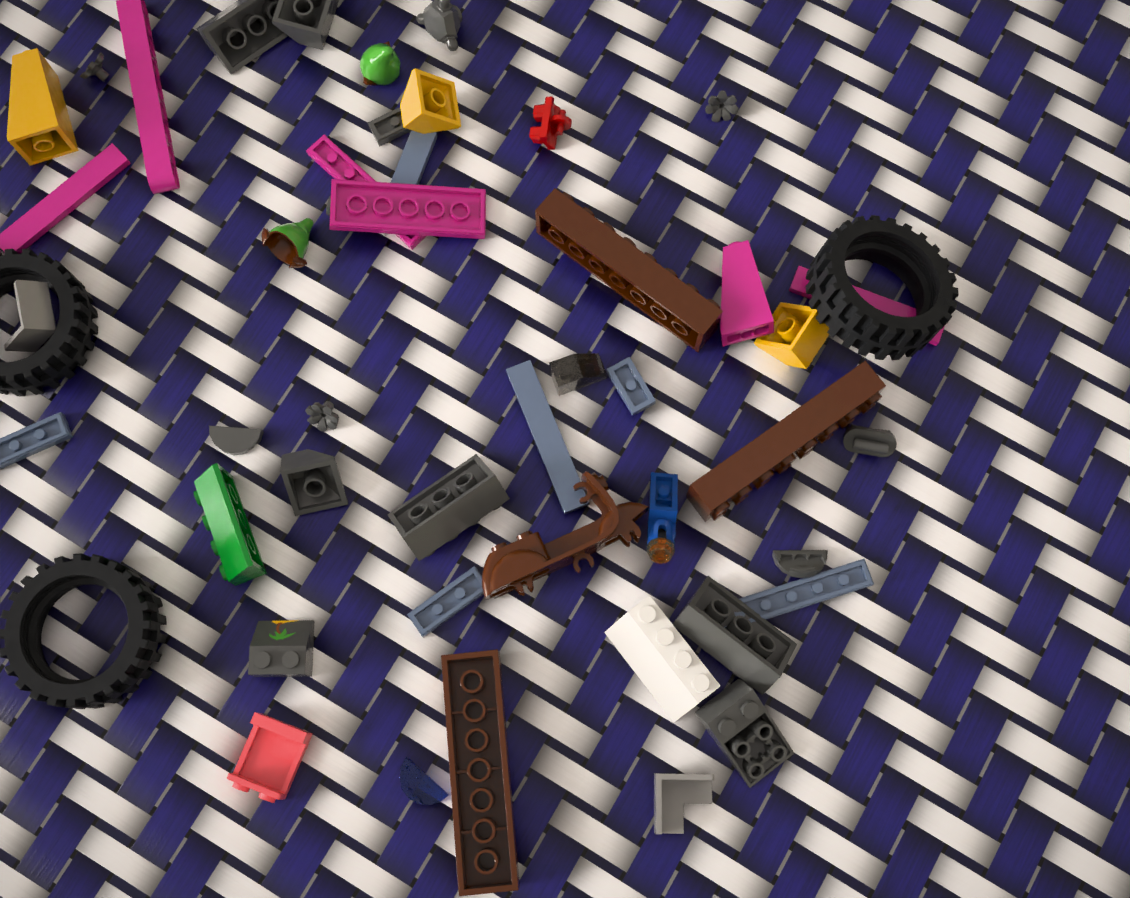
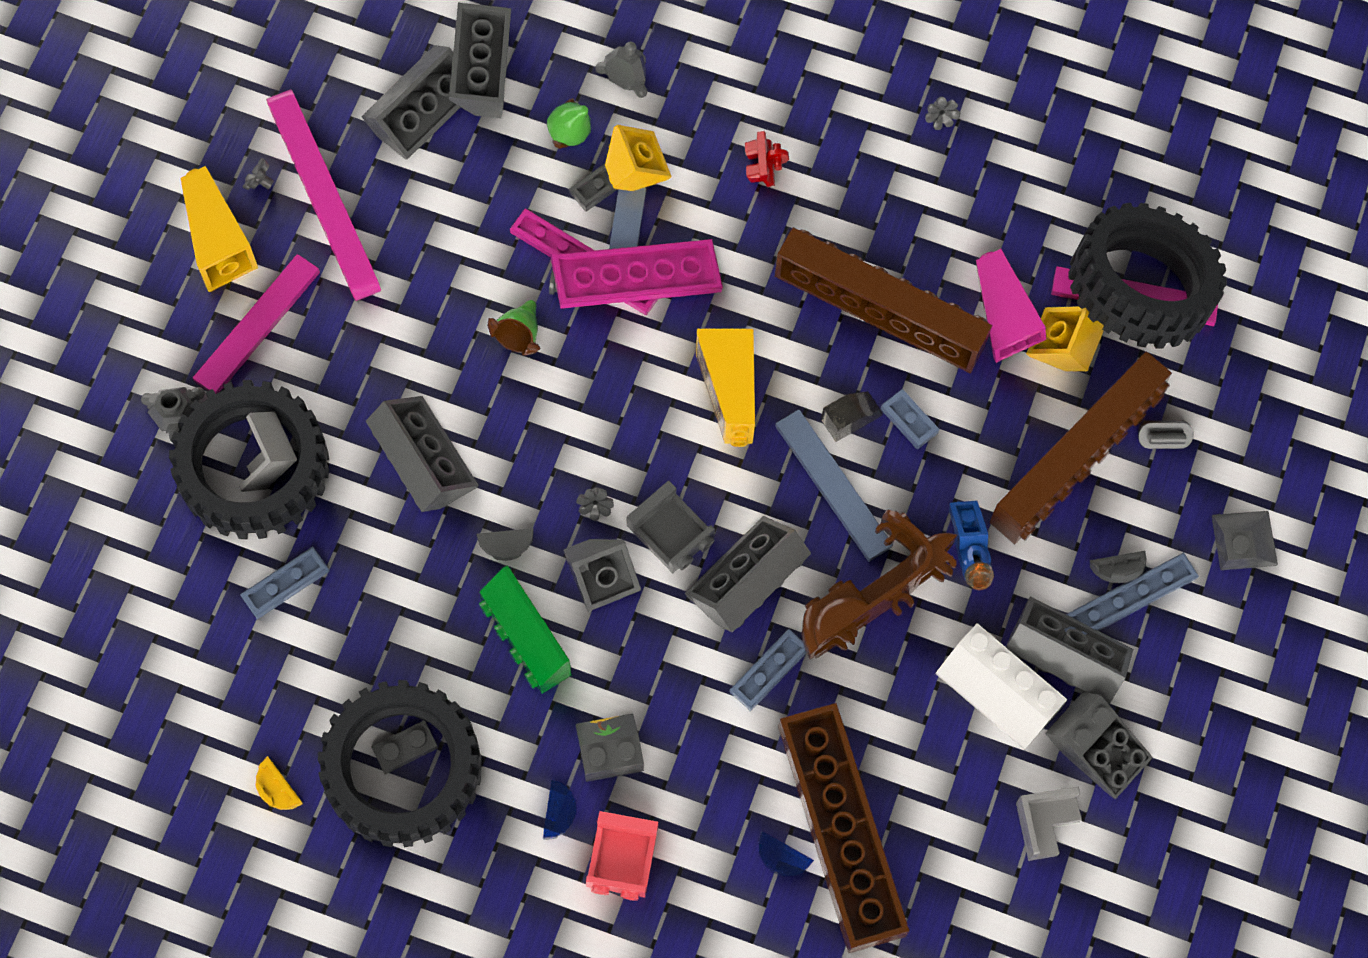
camera: 15 degrees left, 5 degrees down
(96, 615) = (404, 747): none -> dark grey plate
(177, 341) = (421, 452): none -> dark grey slope
(224, 702) = (560, 811): none -> clear blue tile
(386, 451) = (670, 528): none -> dark grey panel
(471, 318) = (728, 373): none -> yellow slope
(925, 556) = (1244, 540): none -> dark grey slope

